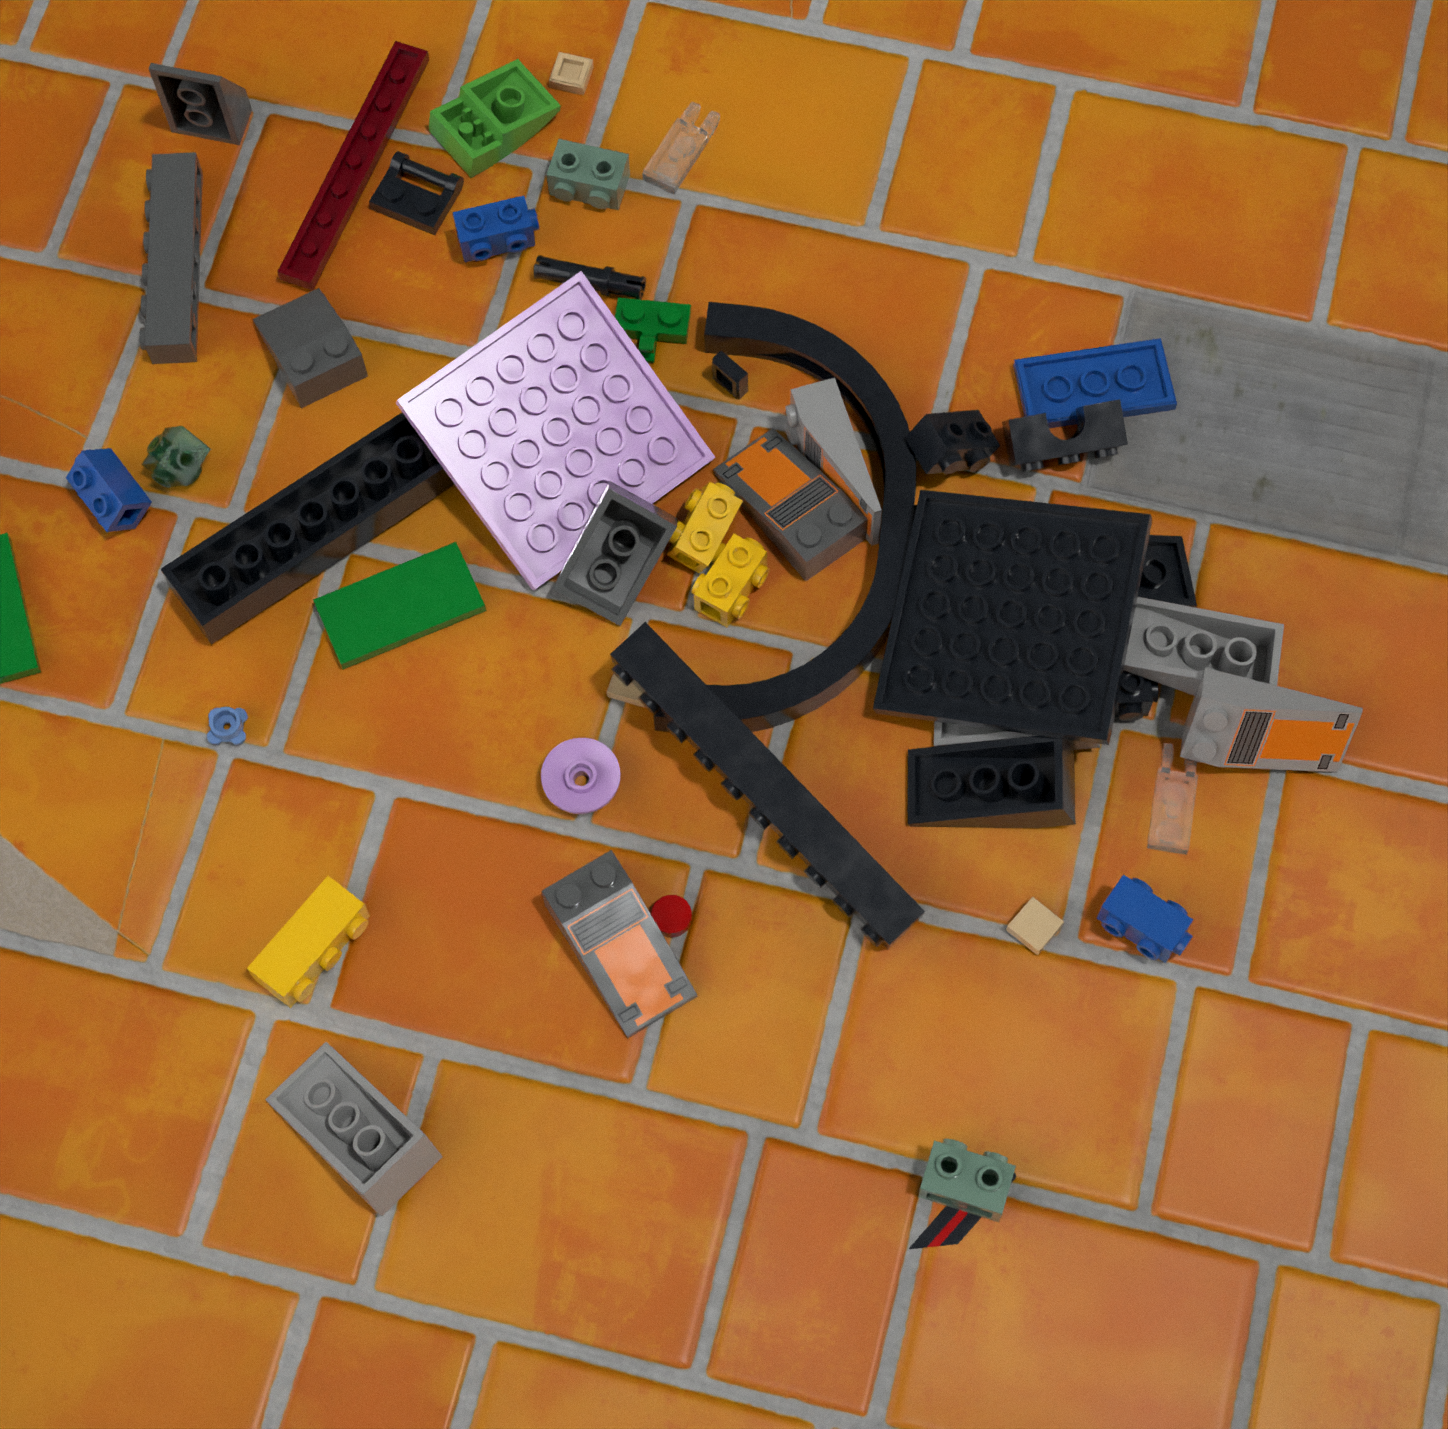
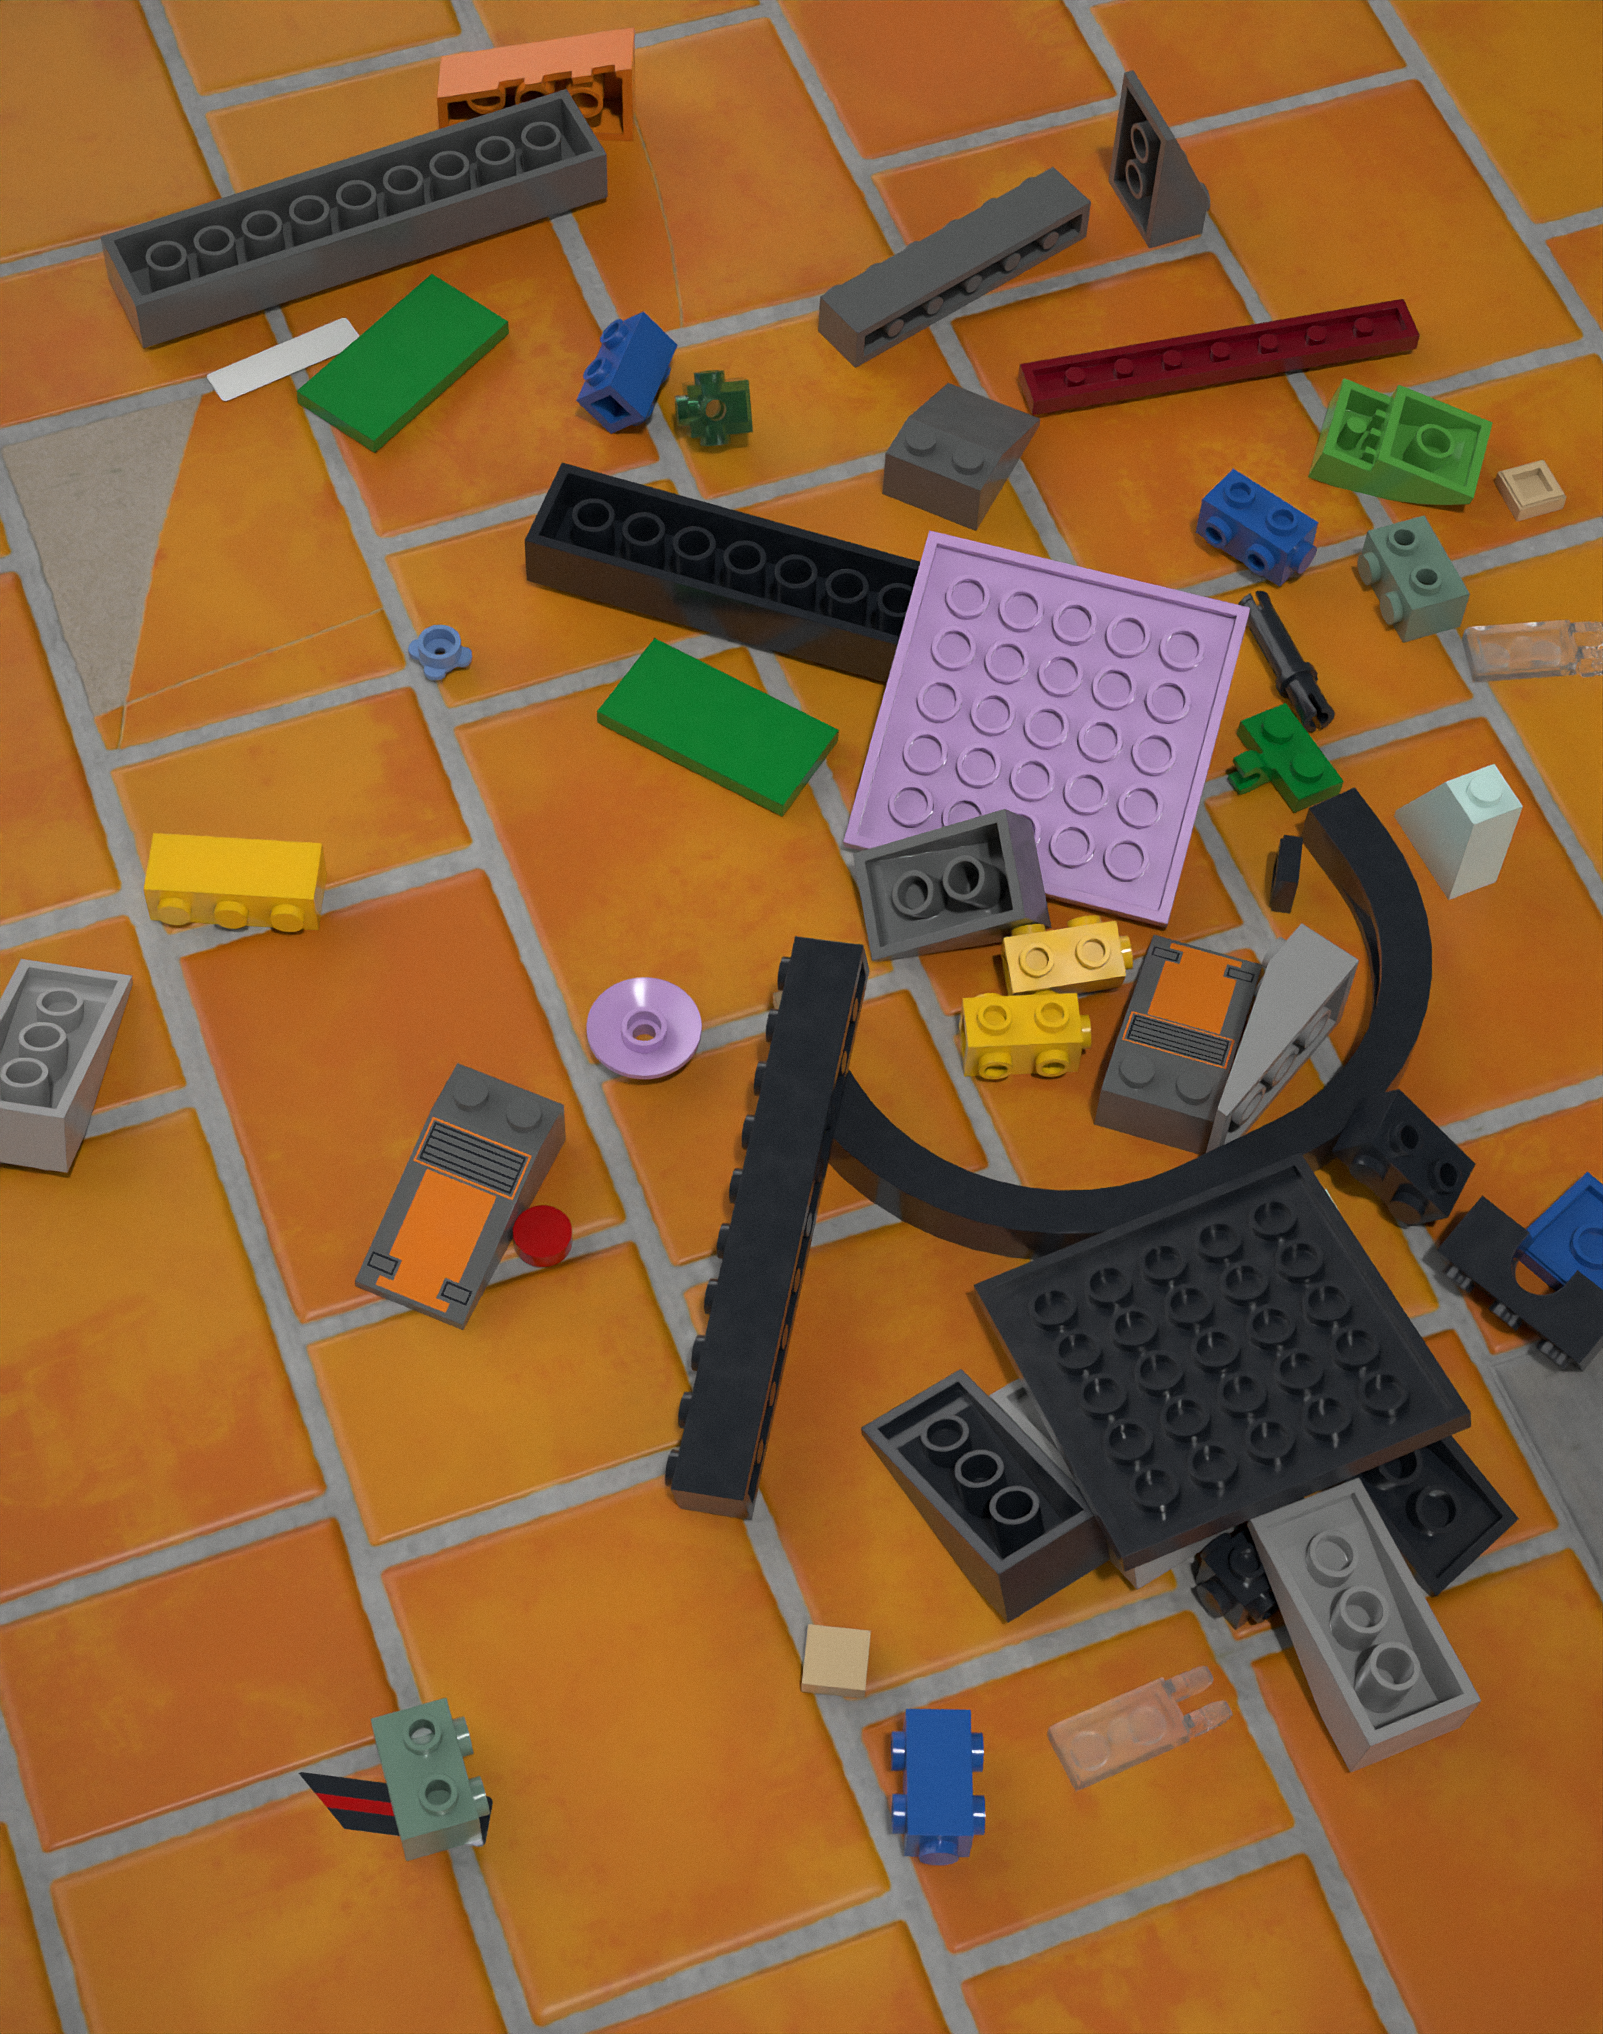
camera: 50 degrees right, 10 degrees down
(412, 203) = (1223, 440): black plate -> none
(771, 266) = (1463, 829): none -> light aqua slope
(1265, 726) = (1318, 1767): light grey slope -> none

